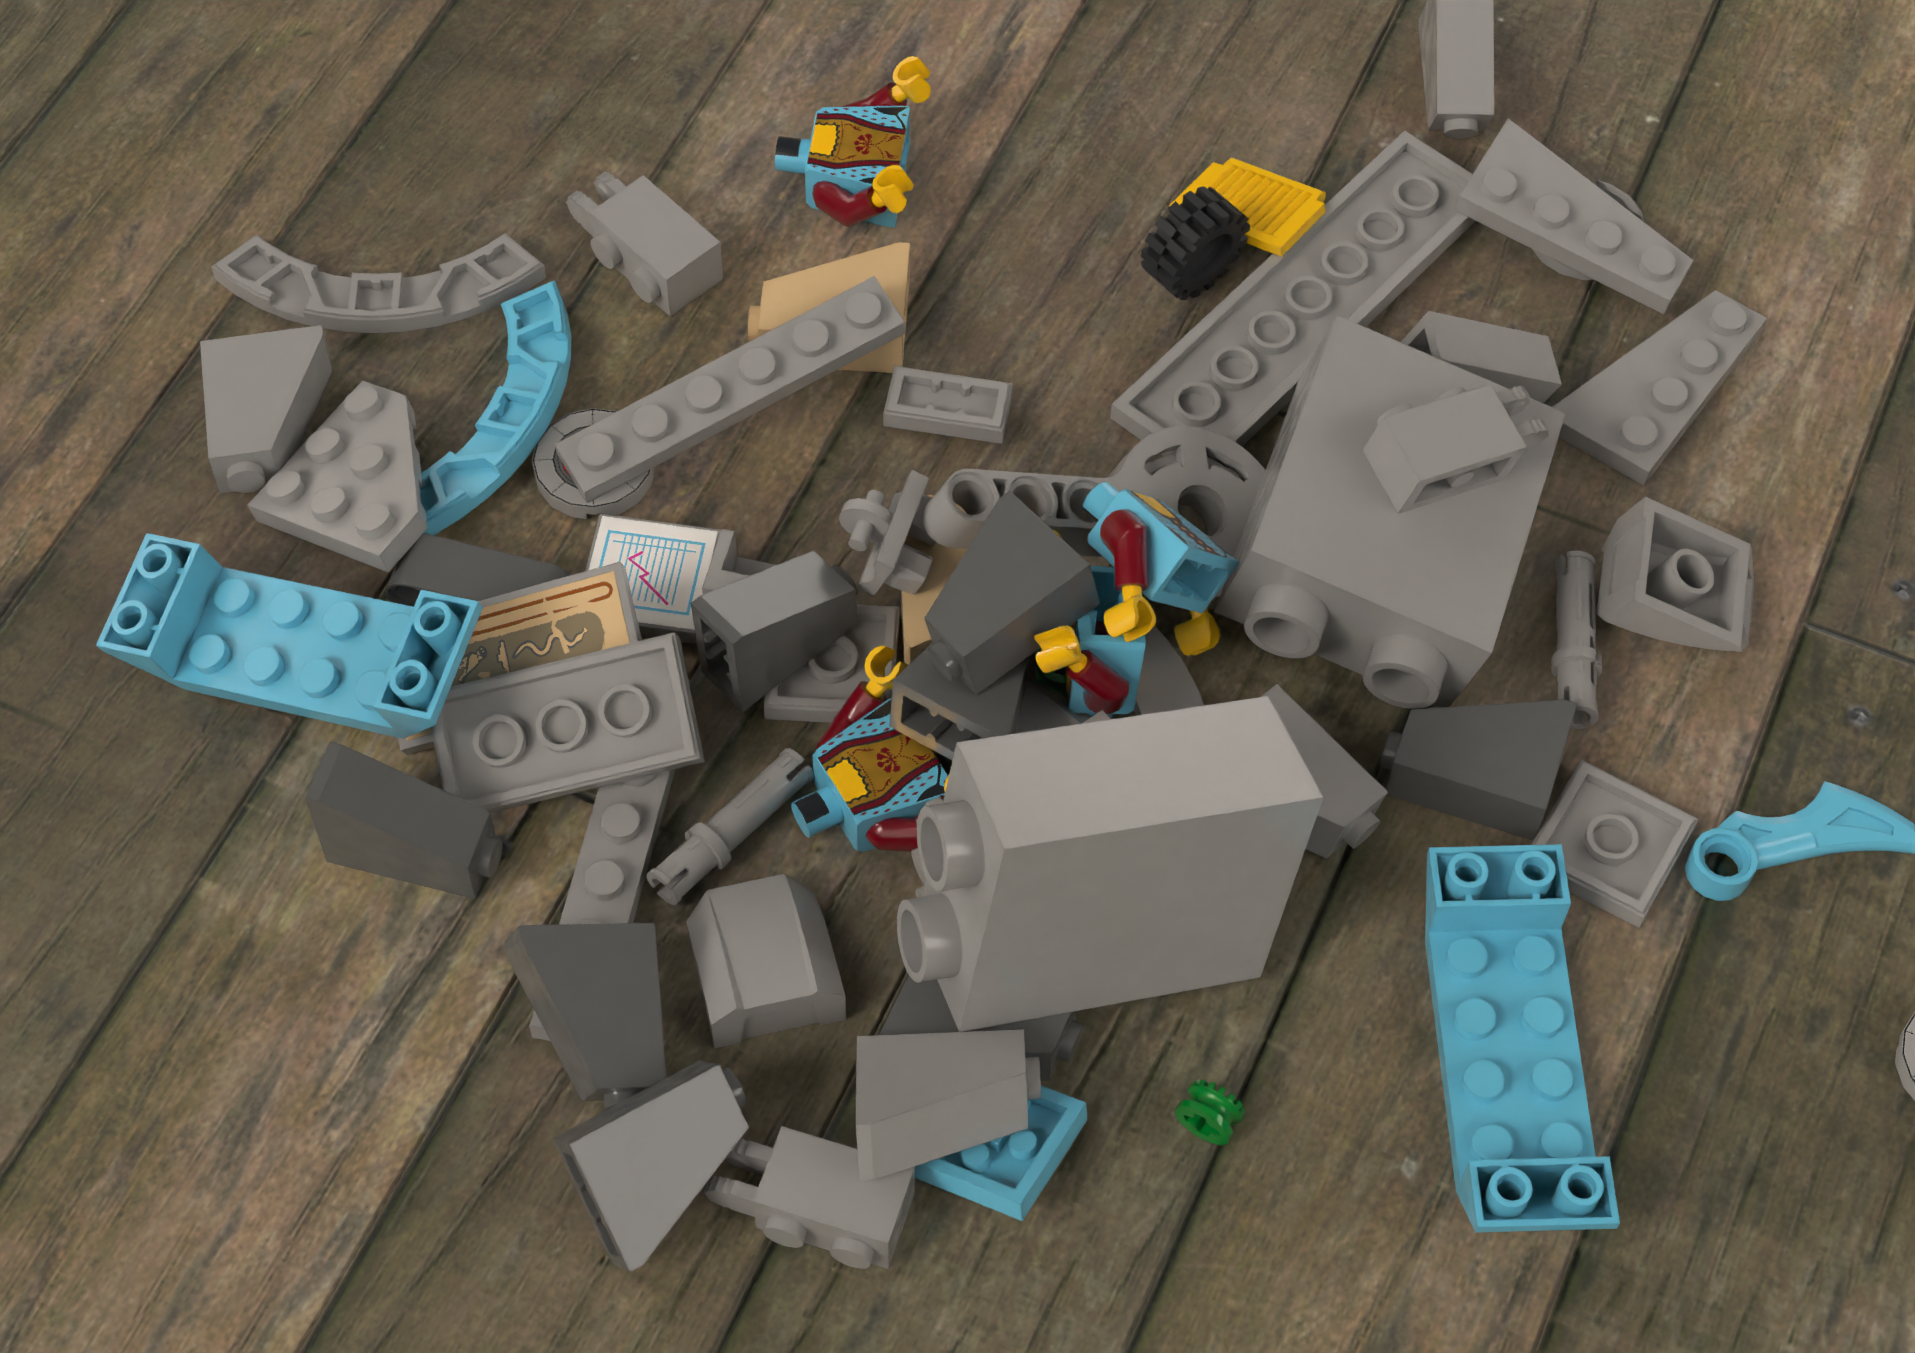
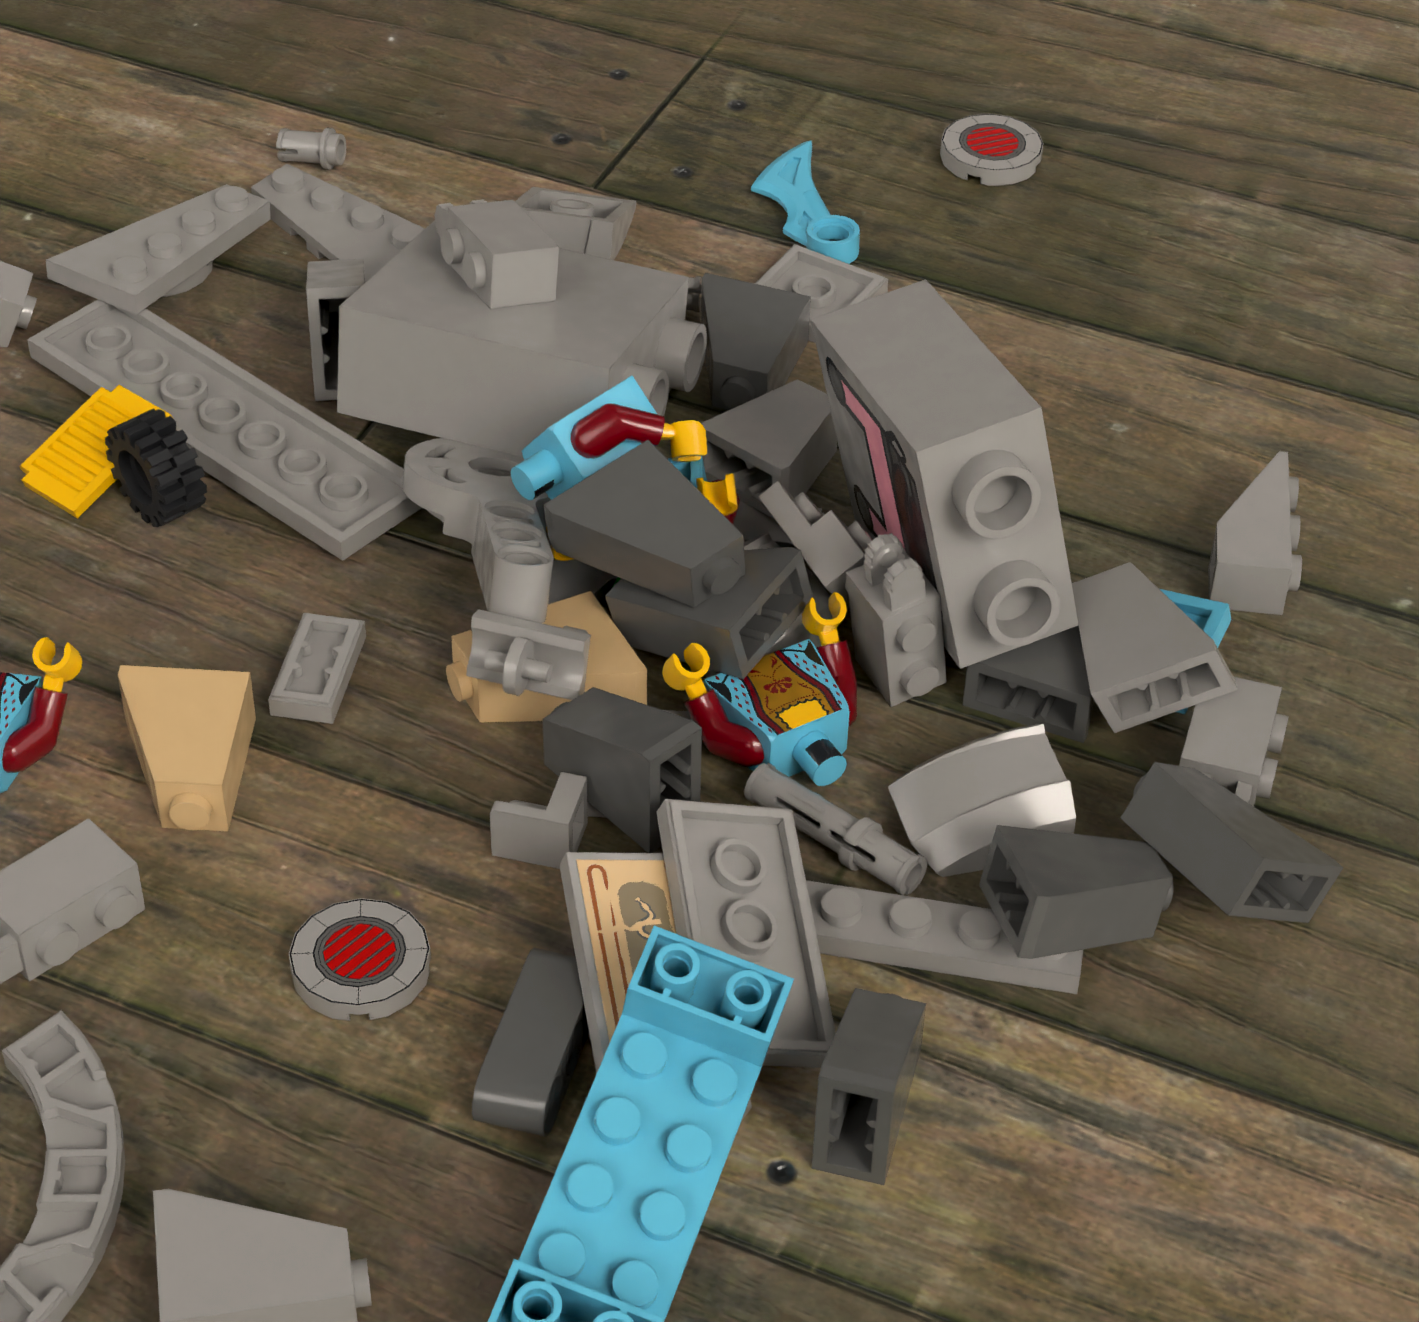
camera: 90 degrees left, 15 degrees down
(353, 482) = (382, 1161): light grey plate -> none
(516, 414) = (292, 1020): medium azure tile -> none
(663, 569) = (506, 906): white tile -> none
(730, 389) = (306, 812): light grey plate -> none
(1164, 1270) = (1254, 544): none -> light grey slope
(1209, 1112) = (1102, 516): green bush -> none
(1511, 1041) = (1091, 357): medium azure slope -> none
(1805, 349) = (312, 147): none -> light grey pin

